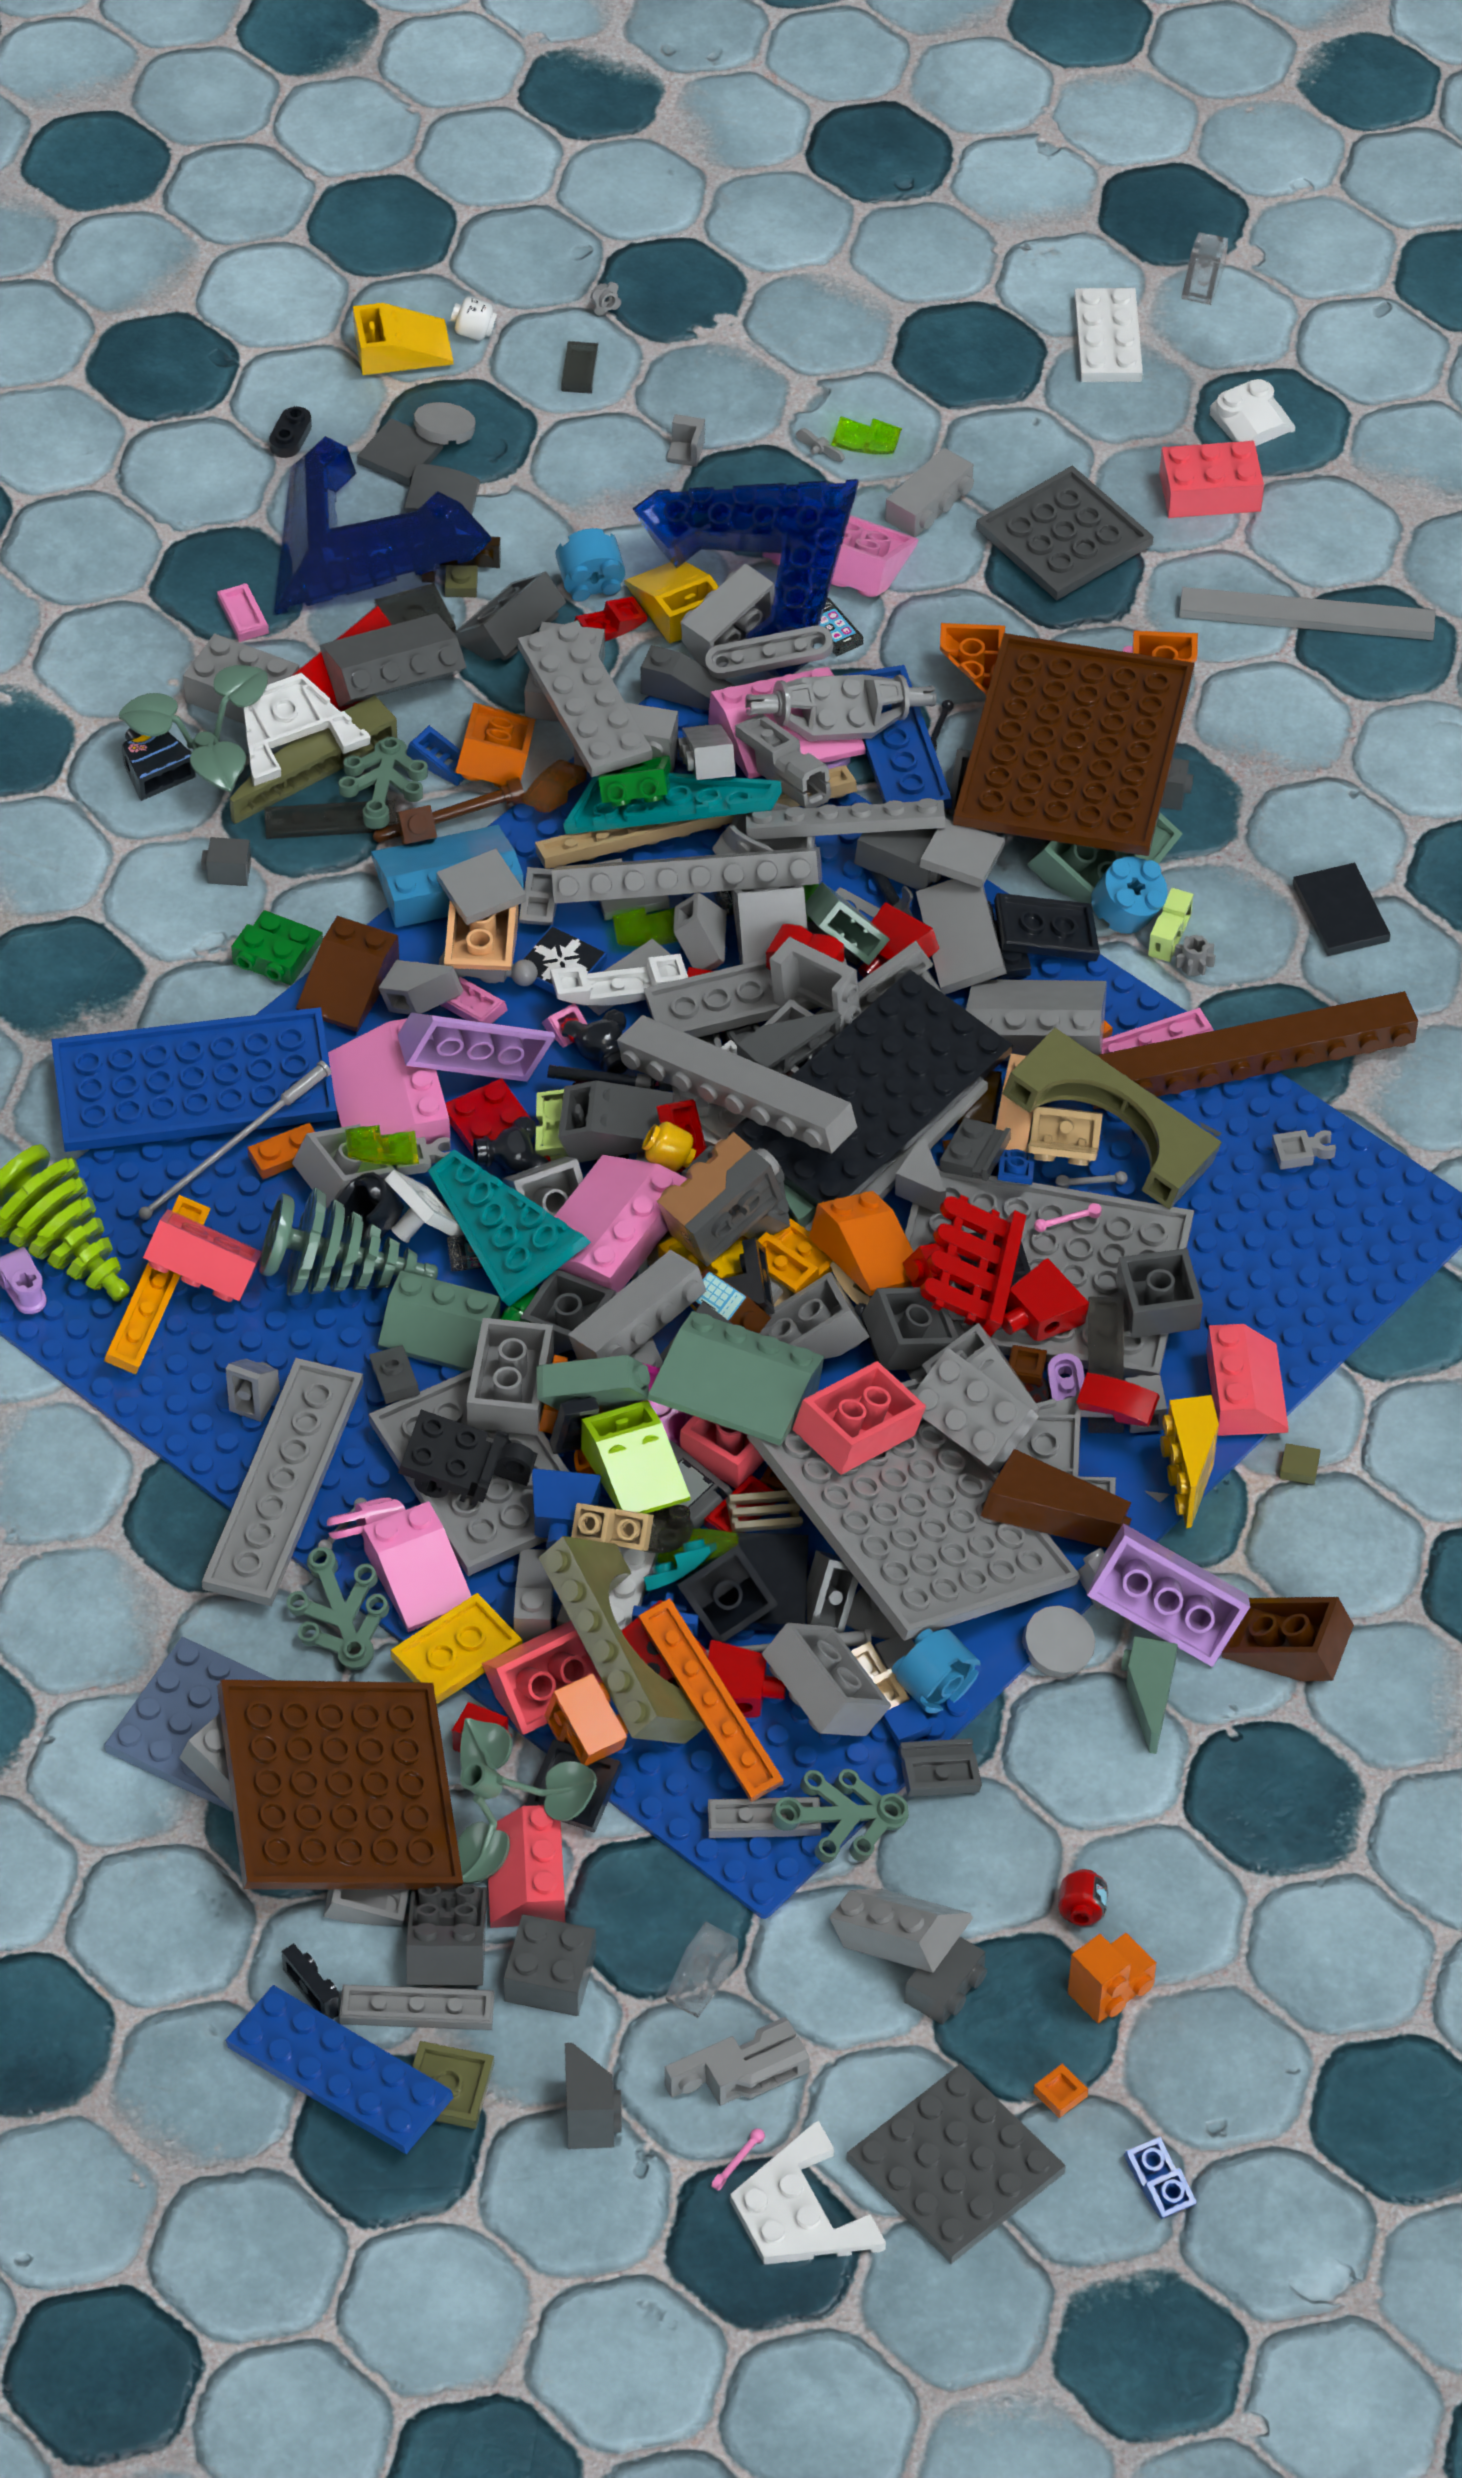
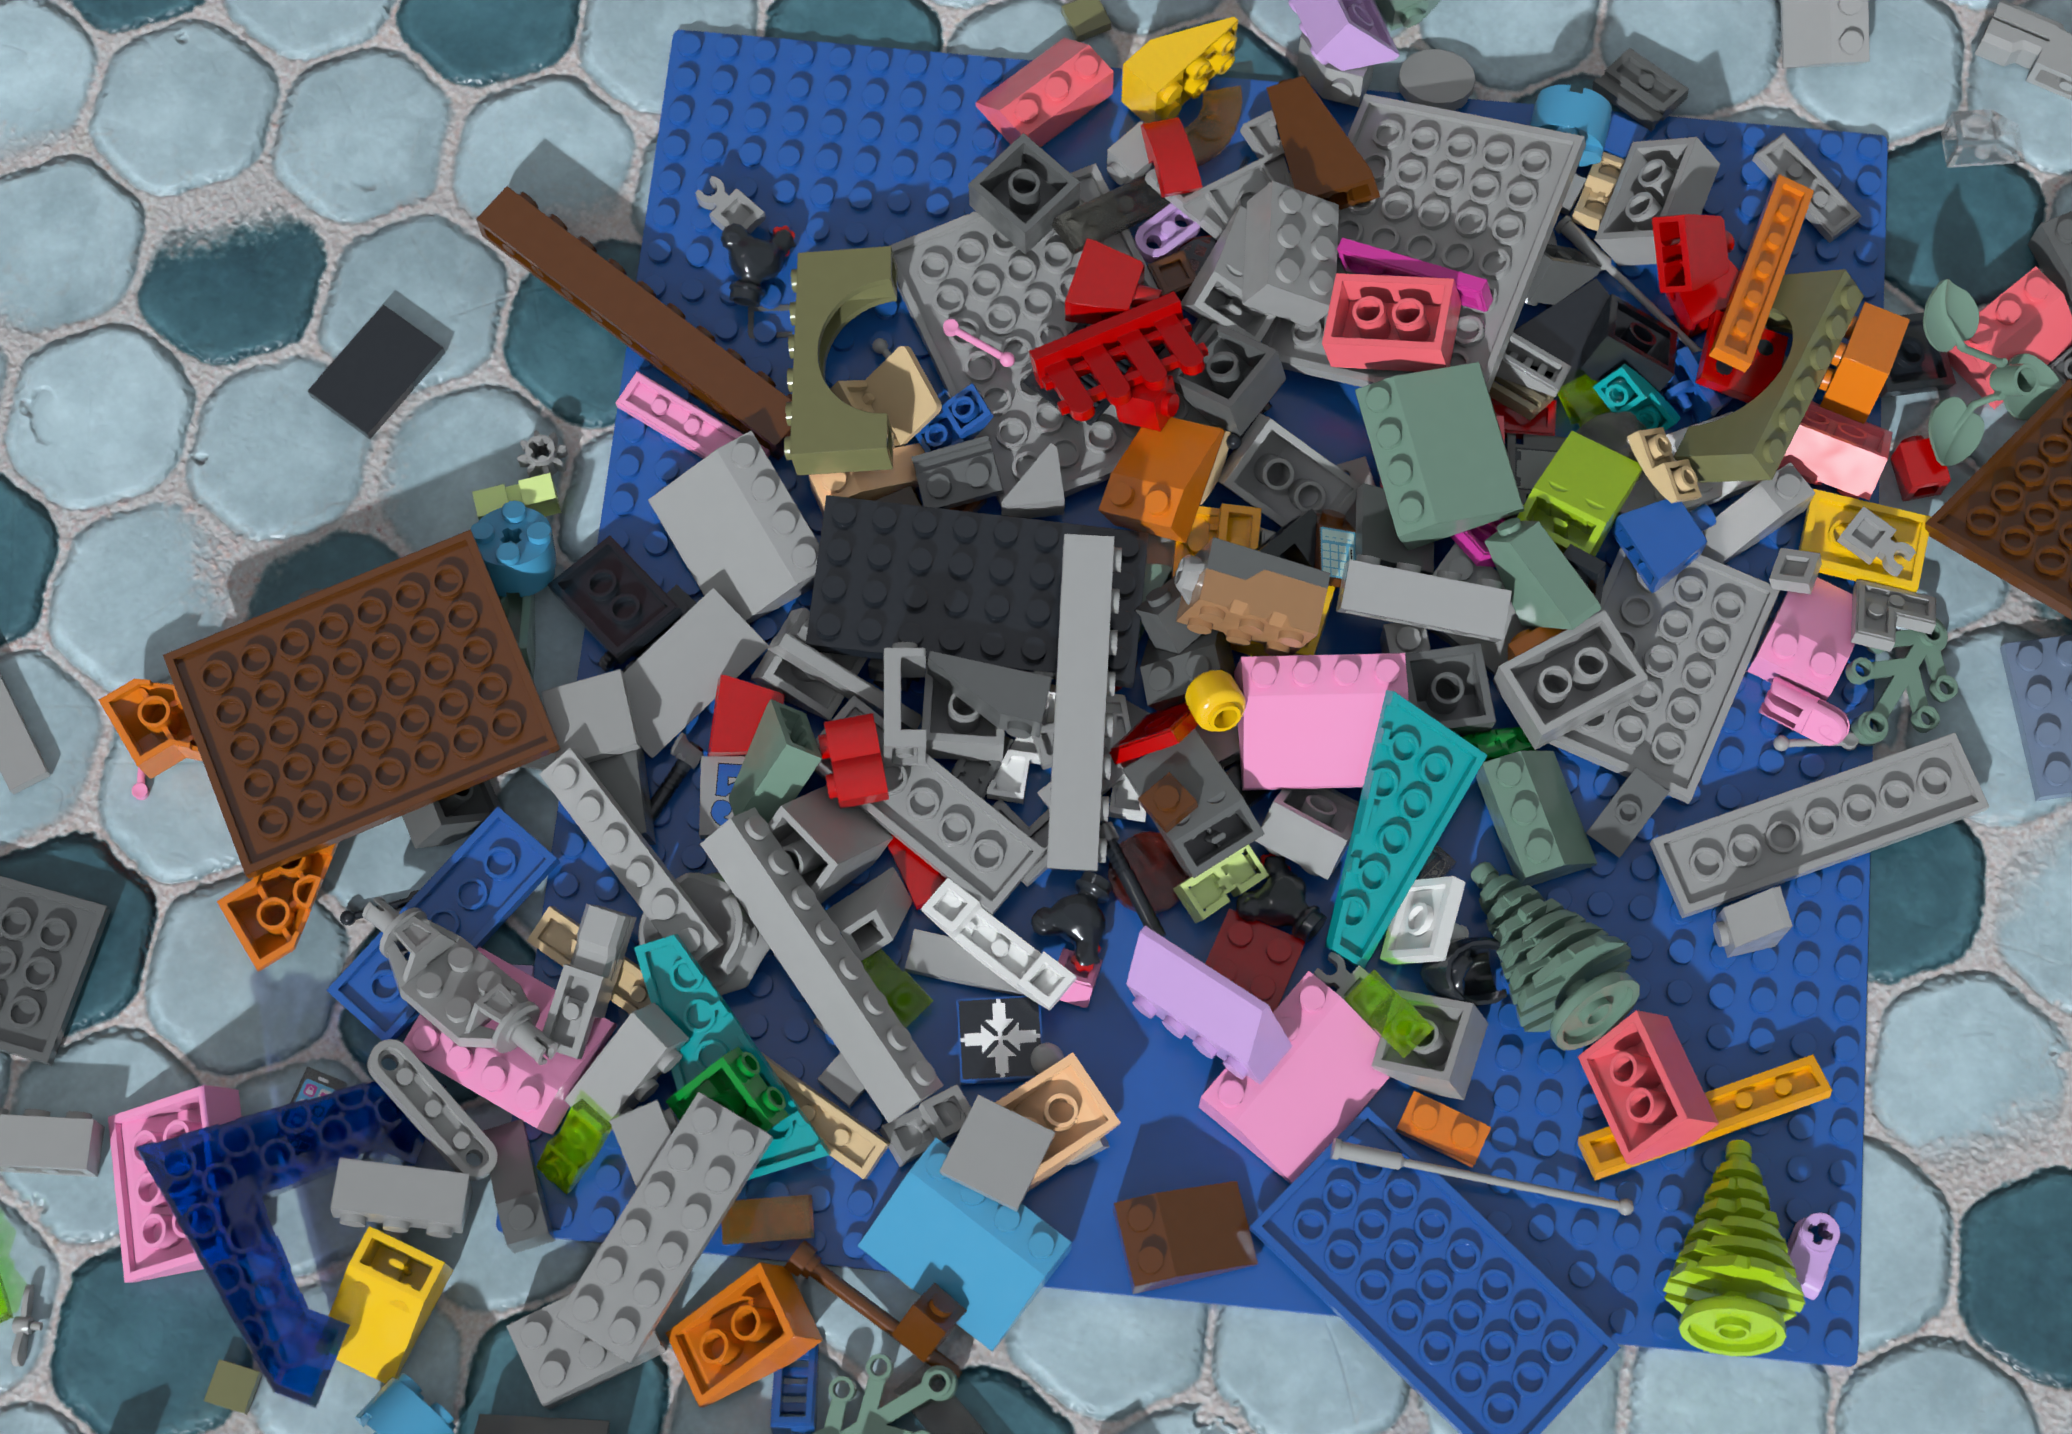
camera: 125 degrees left, 20 degrees up
(276, 947) = (1185, 1357): green plate -> none
(398, 1614) = (1881, 608): none -> light grey tile
(419, 986) = (1155, 1145): light grey slope -> none
(450, 1633) = (1871, 538): none -> light grey plate
(460, 1460) = (1688, 657): black plate -> none
(469, 1574) = (1795, 571): none -> light grey plate
(476, 1004) = (1126, 1079): bright pink plate -> none
(617, 617) = (463, 1358): red slope -> none
(624, 1090) = (1168, 802): none -> reddish brown plate
(689, 713) = (574, 1147): none -> clear neon green slope
(760, 1645) = (1690, 250): none -> red torso
(800, 1522) = (1522, 374): none -> light grey slope
(844, 1812) = (1715, 104): sand green plant -> none
(888, 1464) = (1370, 260): none -> dark pink tile
(1134, 1473) = (1215, 123): none -> clear orange tile
(1245, 1134) = (754, 260): none -> black animal

